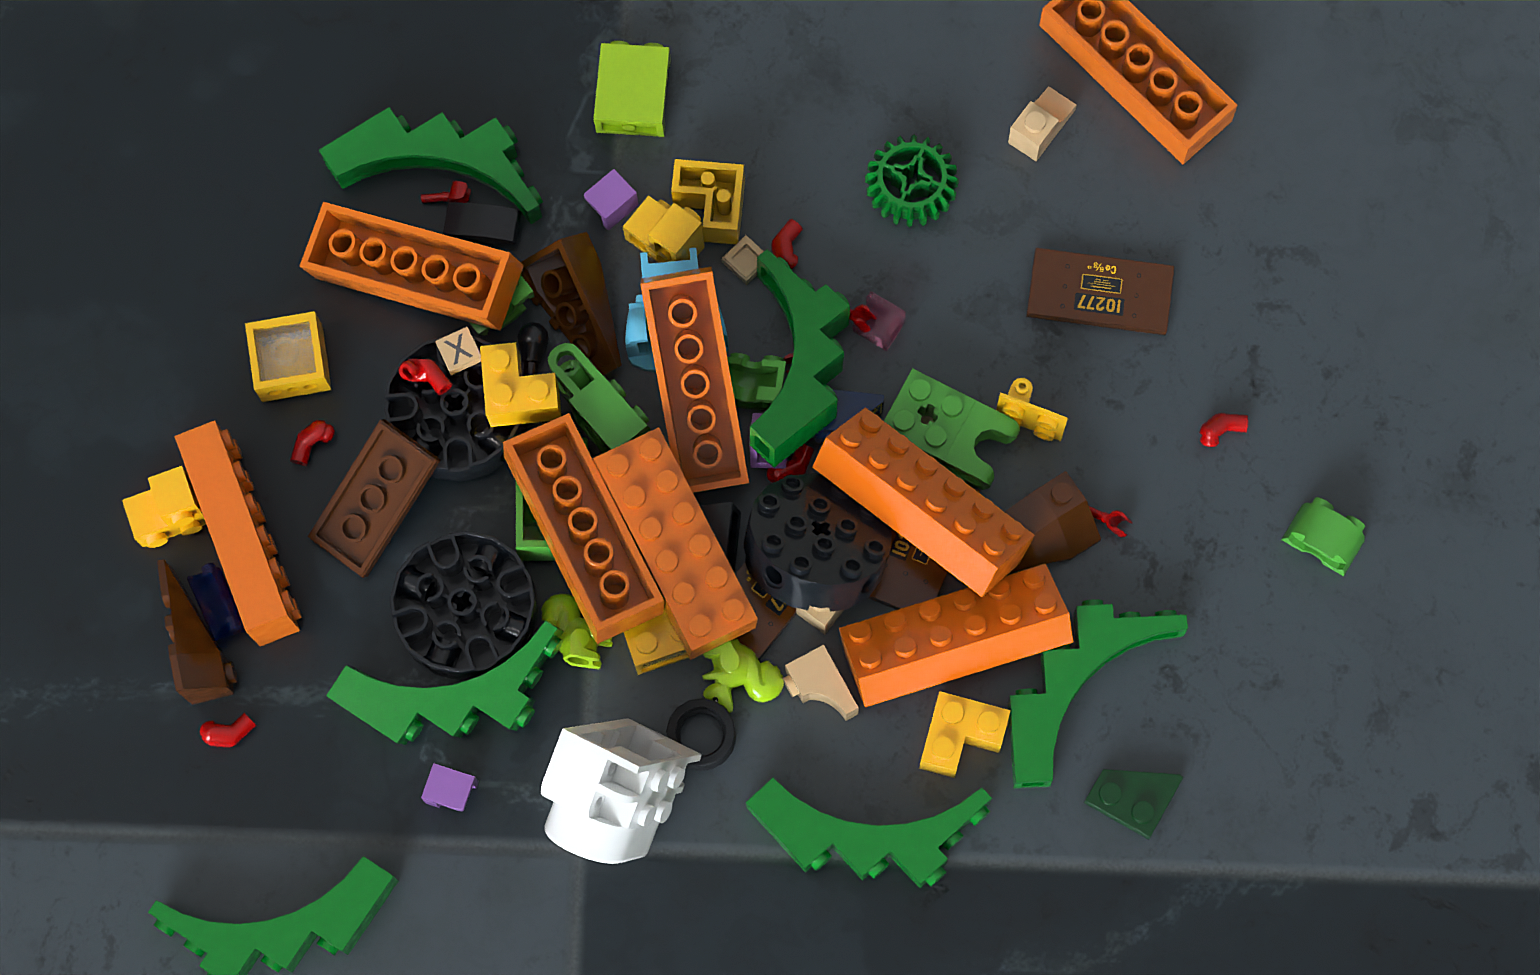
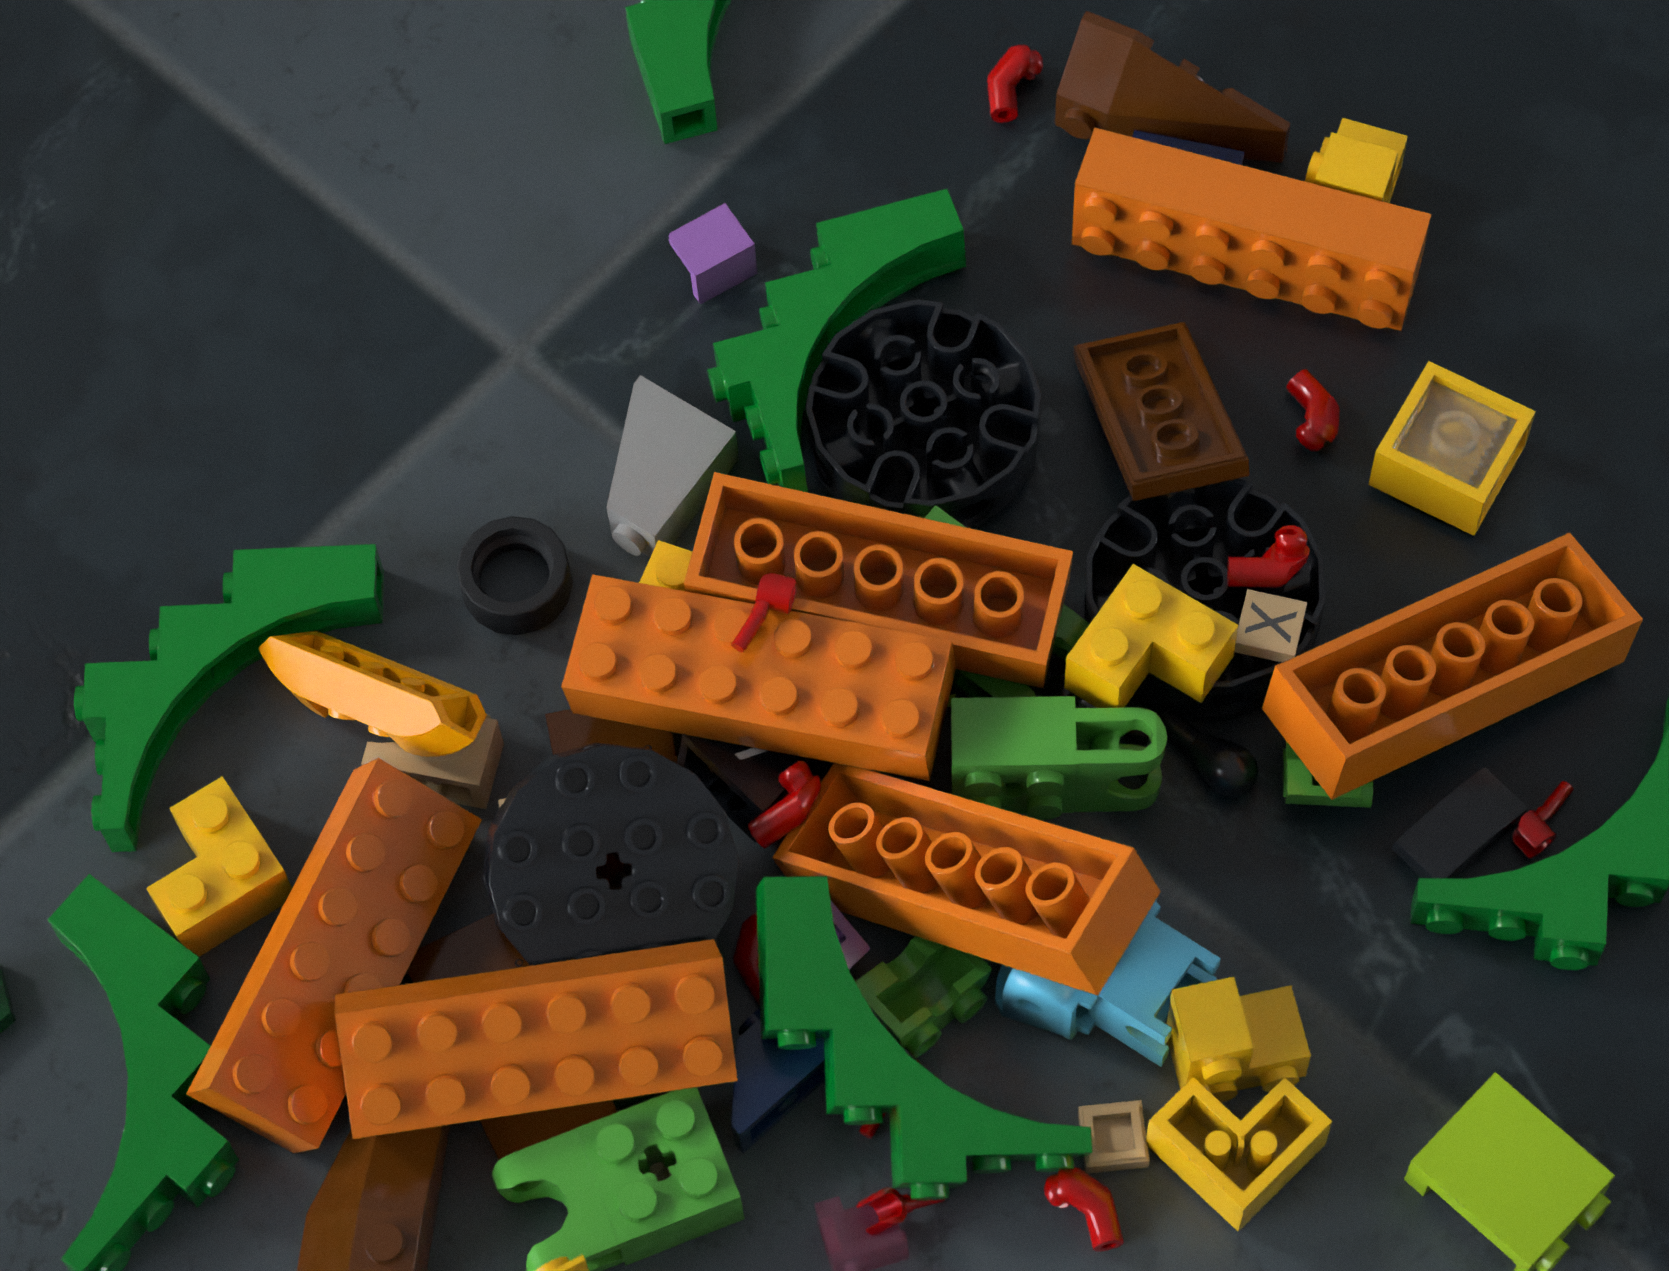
camera: 130 degrees right, 10 degrees down
(574, 294) = (1270, 874): reddish brown wedge -> none
(591, 702) = (664, 467): none -> light grey slope
(612, 198) = (1354, 1016): medium lavender panel -> none
(612, 788) = (518, 383): white brick -> none
(639, 551) = (773, 593): none -> red hand
(720, 488) = (792, 809): none -> red arm
(739, 666) = (516, 692): lime animal -> none
(820, 730) = (392, 699): none -> light orange brick

